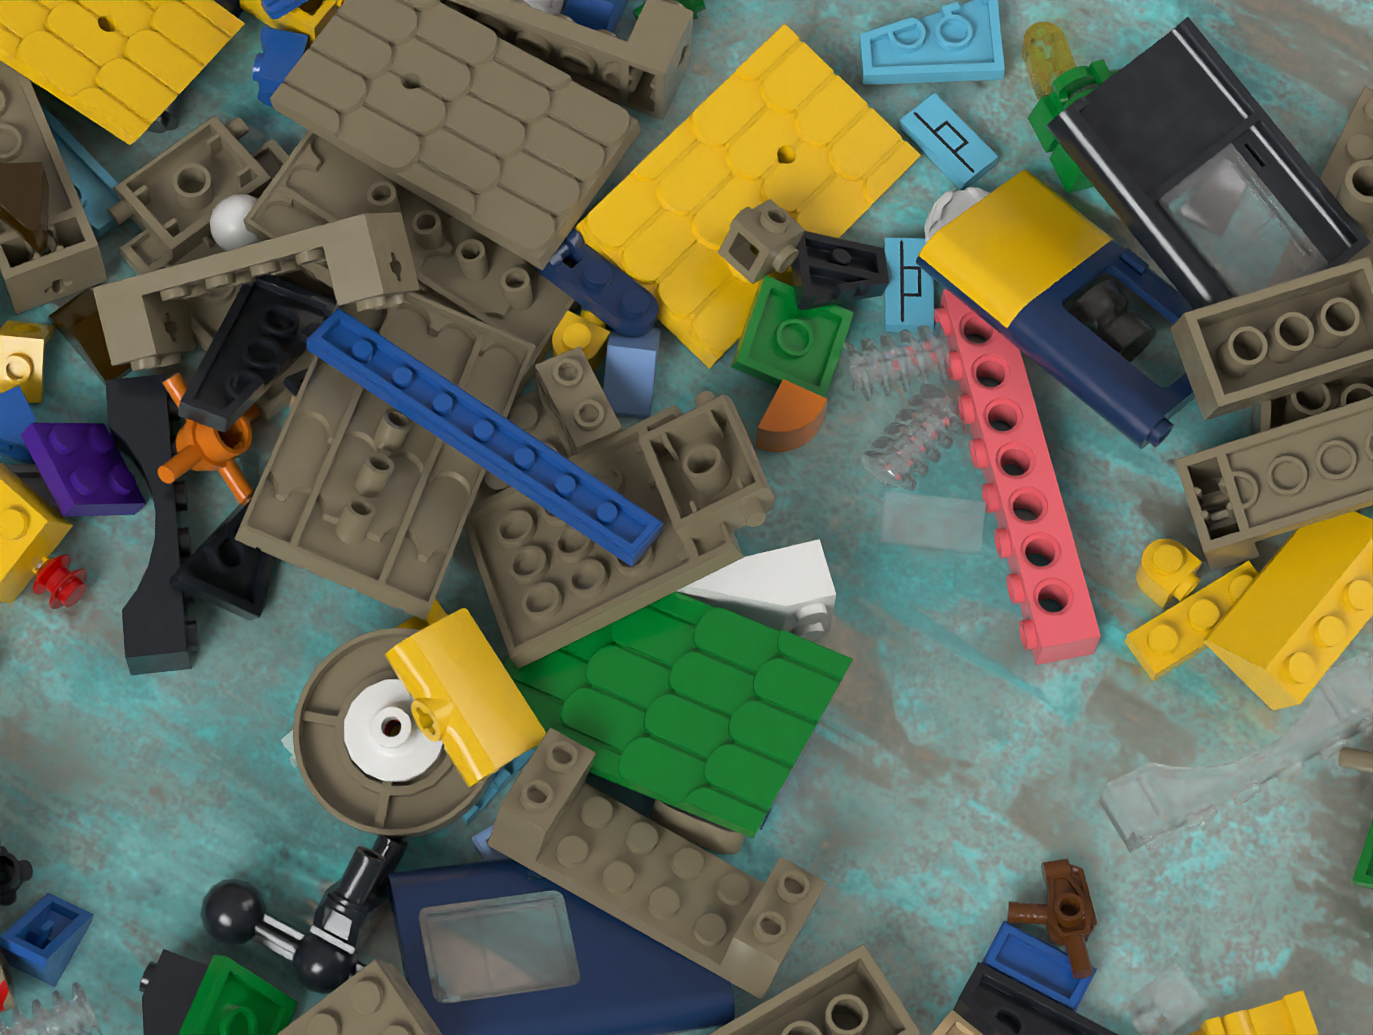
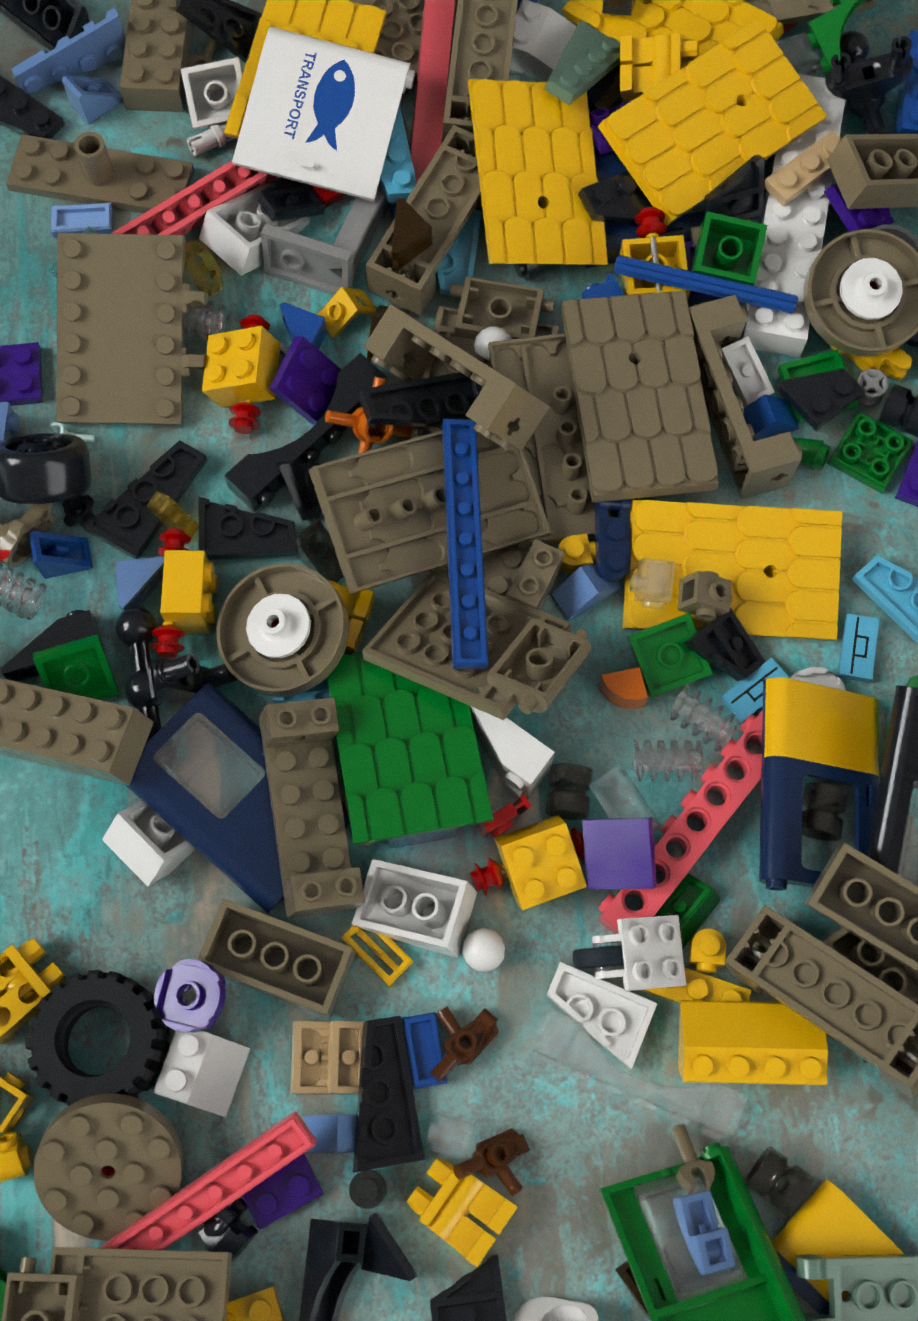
camera: 55 degrees right, 5 degrees up
(71, 798) = (127, 520): none -> black wing
(122, 759) = (172, 514): none -> clear yellow beam
(165, 870) = (137, 580): none -> medium blue slope
(213, 702) = (237, 534): none -> black wing
(243, 815) = (185, 593): none -> yellow brick
(324, 622) = (317, 551): none -> clear smoke slope
(465, 696) = (317, 643): yellow panel -> none
(696, 283) = (653, 582): none -> clear brick
(844, 641) = (503, 817): none -> red plate
(867, 844) = (416, 907): none -> white slope
(877, 913) = (397, 970): none -> yellow tile
(878, 583) = (565, 802): none -> clear smoke wheel
(922, 669) = (537, 862): none -> yellow brick
(975, 809) = (483, 950): none -> white piece
(991, 566) = (619, 853): none -> dark purple tile
(1105, 561) = (693, 903): none -> green slope
(1129, 627) = (648, 951): none -> white plate
(1159, 726) = (606, 1011): none -> white wing
(1225, 977) = (493, 1158): none -> reddish brown piece

